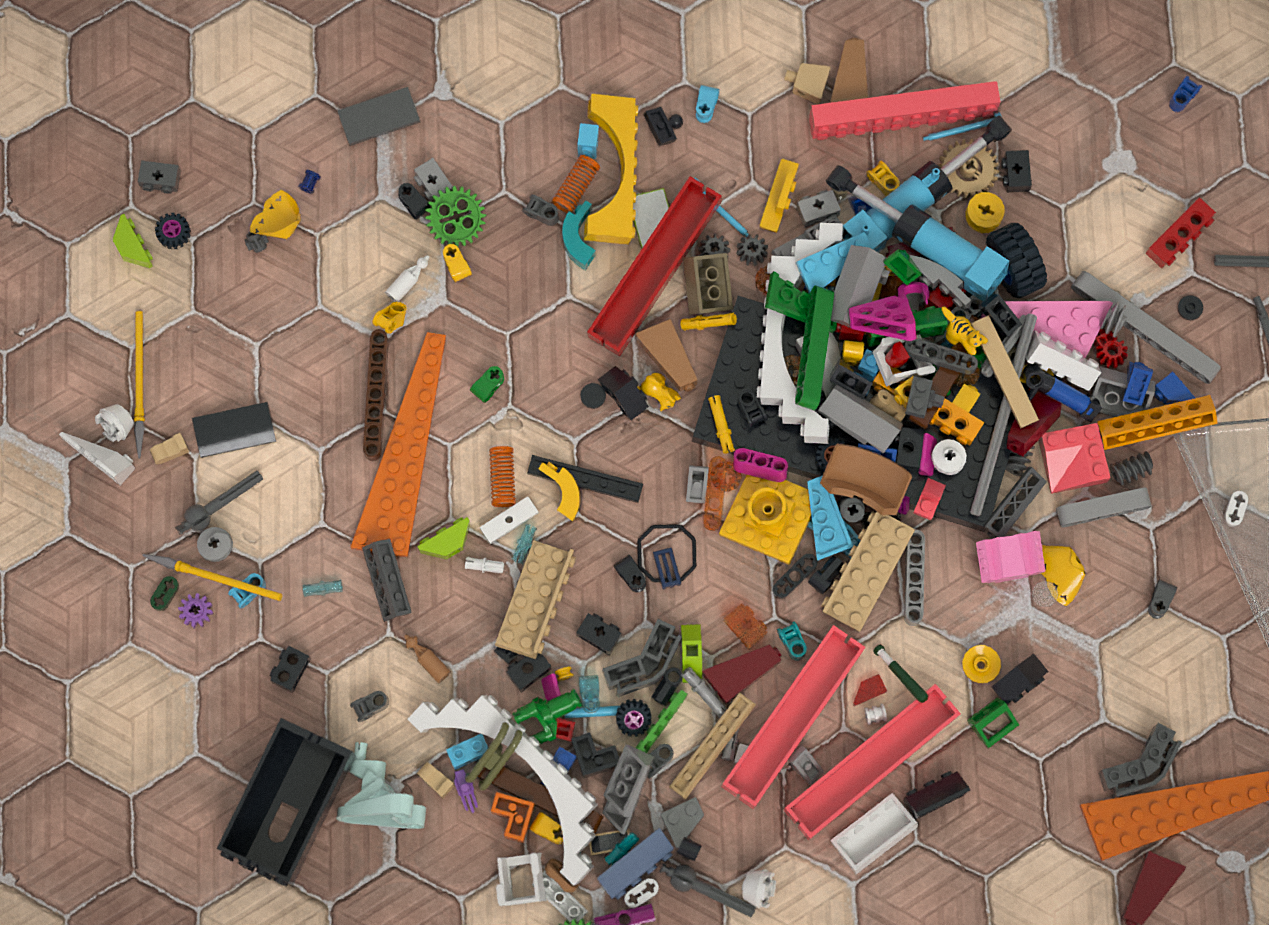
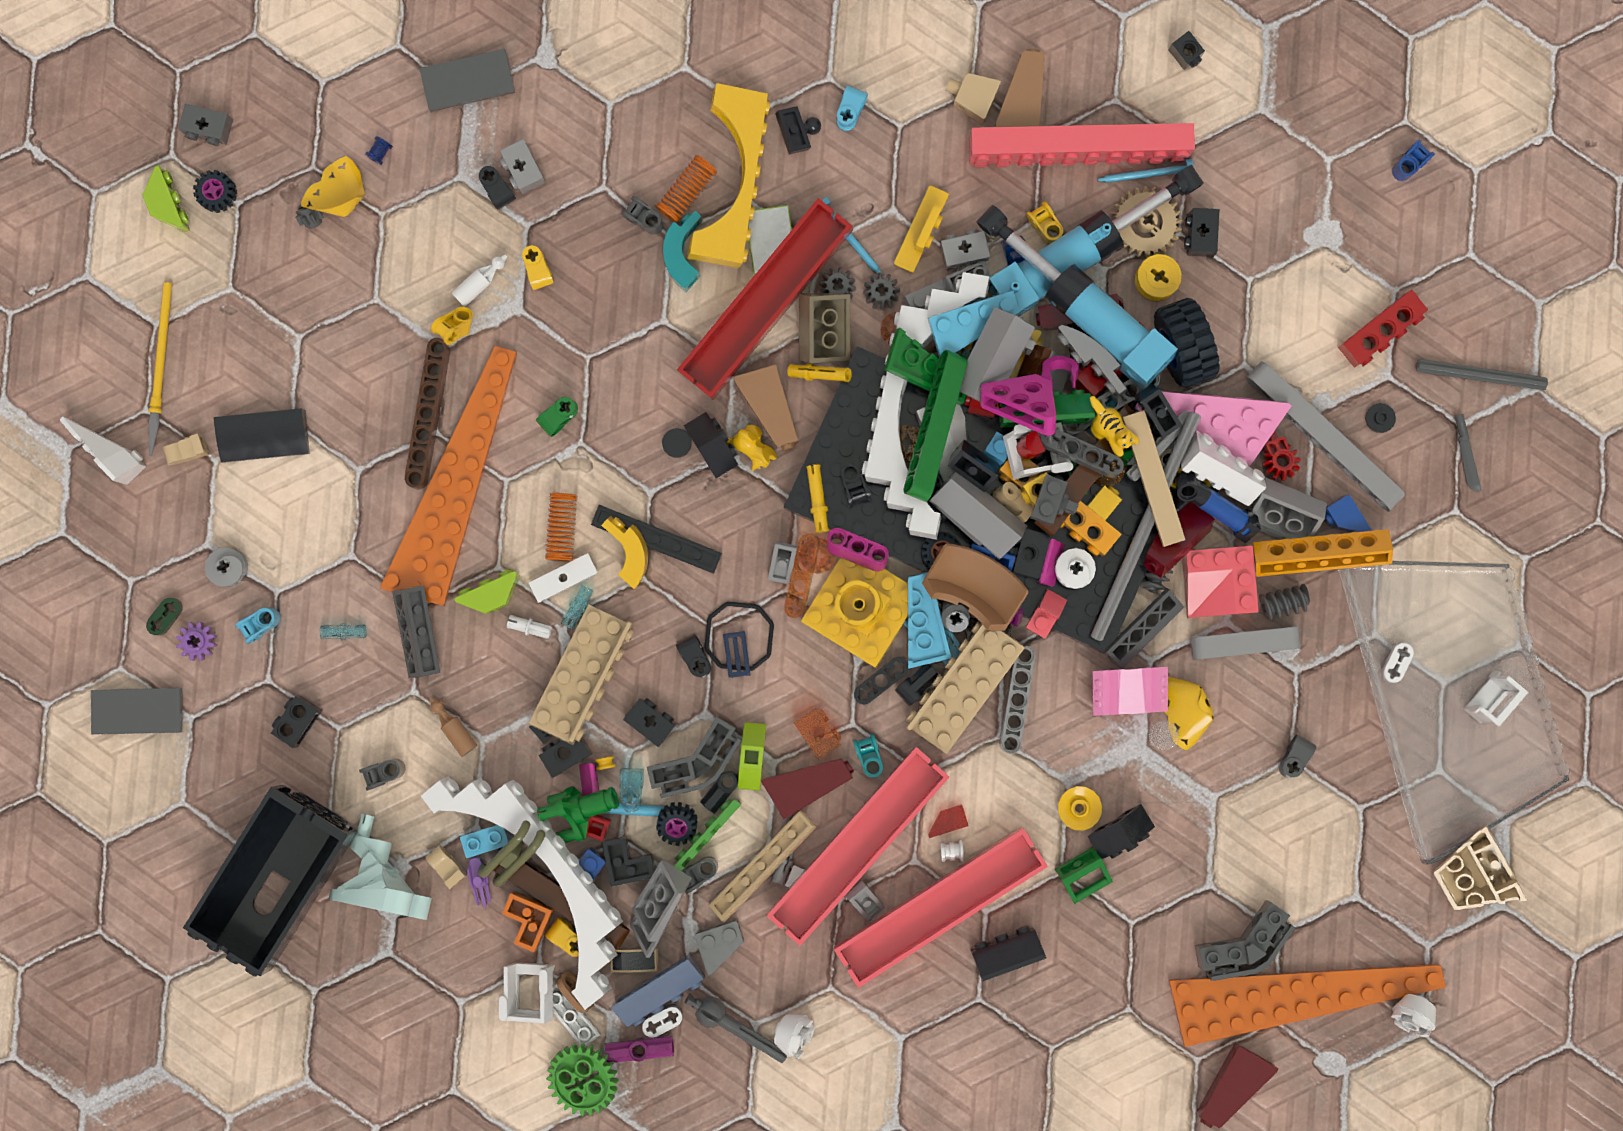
camera: 10 degrees right, 10 degrees up
(115, 421) = (125, 412): white cone -> none
(148, 677) = (136, 711): none -> dark grey tile
(187, 568) = (188, 590): yellow piece -> none
(198, 516) = (210, 533): dark grey piece -> none
(450, 200) = (537, 192): bright green gear -> none
(588, 140) = (706, 139): medium azure brick -> none
(622, 848) = (644, 973): teal axle -> none
(689, 849) = (720, 983): black piece -> none
(705, 693) = (755, 797): light grey pin -> none
(852, 352) = (980, 433): yellow piece -> none
(874, 833) = (932, 985): white slope -> none
(903, 266) = (1052, 338): green slope -> none
(913, 687) = (987, 812): dark green piece -> none
(982, 18) = (1187, 41): none -> black brick
(1114, 319) = (1291, 426): light grey piece -> none
(1137, 382) = (1307, 503): blue bracket -> none

